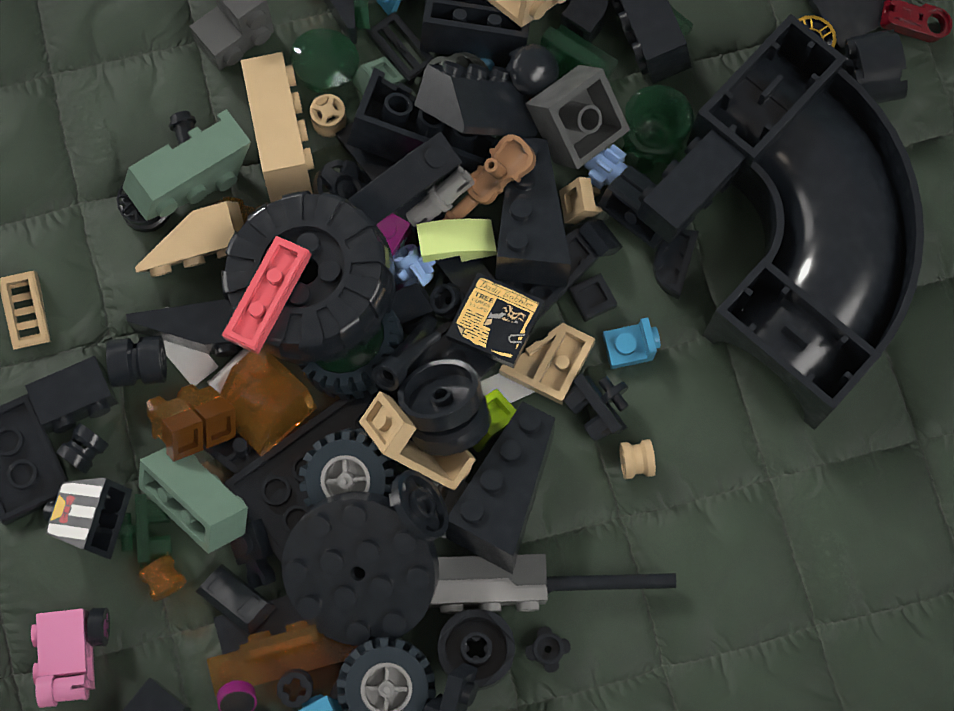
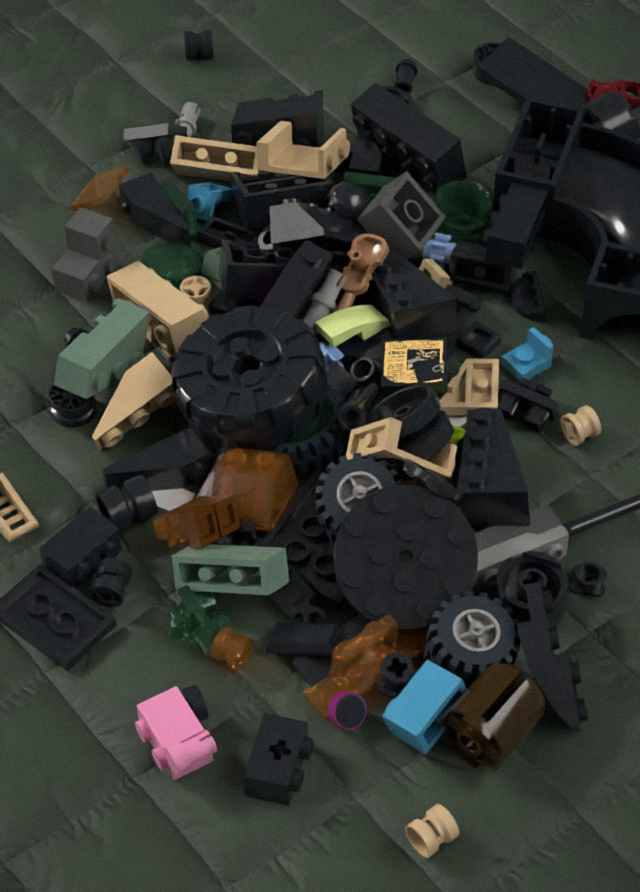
camera: 20 degrees left, 25 degrees down
(88, 514) = (143, 618): black torso -> none
(267, 294) = (226, 384): coral tile -> none

